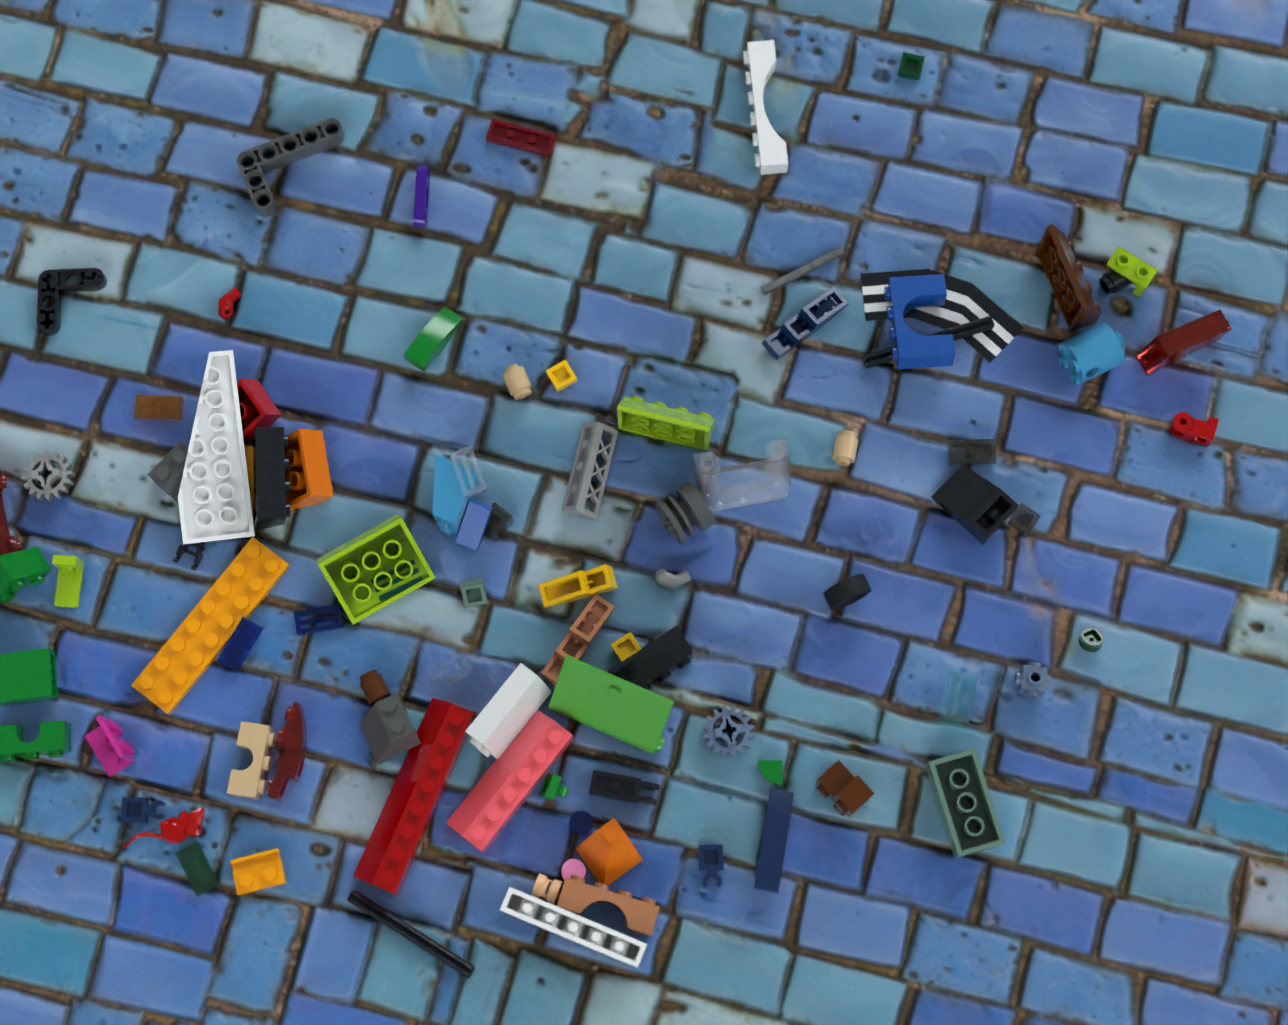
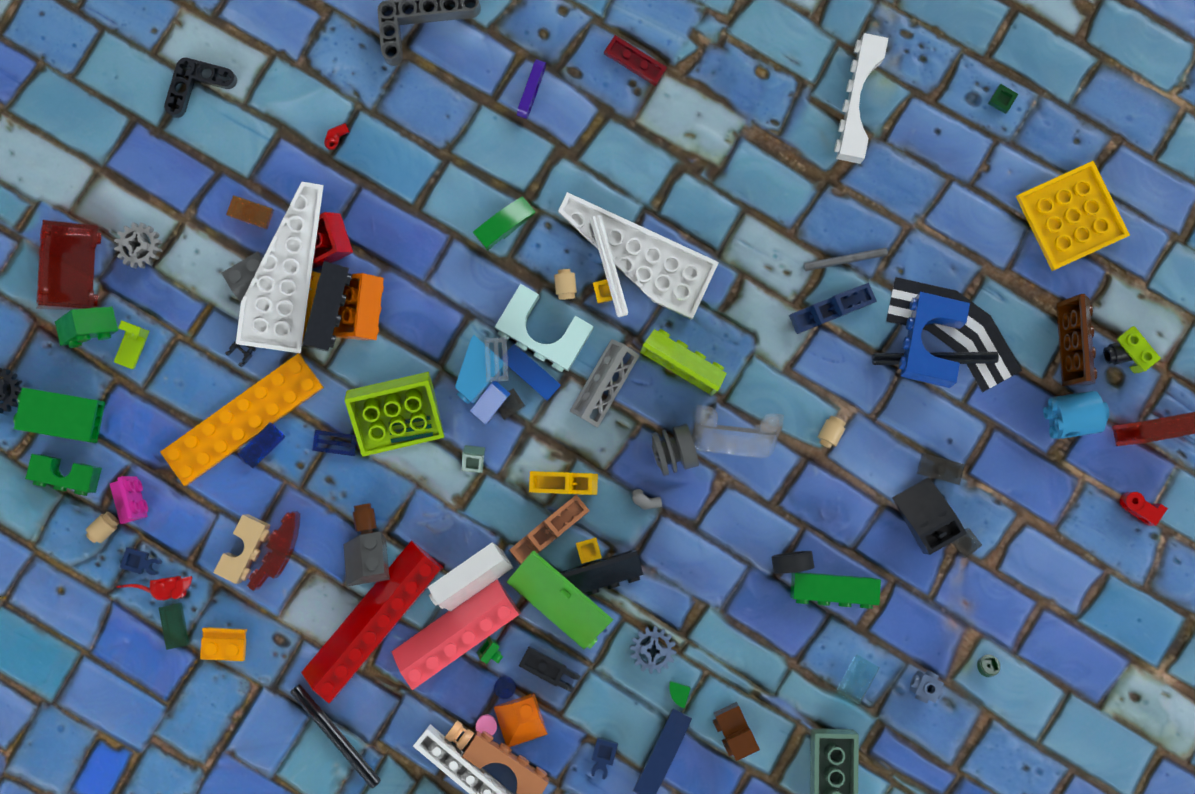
camera: 15 degrees right, 10 degrees up
(89, 785) = (102, 527): none -> tan brick
(510, 483) = (531, 372): none -> blue tile
(532, 453) = (513, 325): none -> light aqua arch
(557, 348) = (609, 266): none -> white axle
(608, 334) = (655, 264): none -> white wing
(902, 608) = (835, 588): none -> green brick
(1021, 159) = (1072, 215): none -> yellow plate

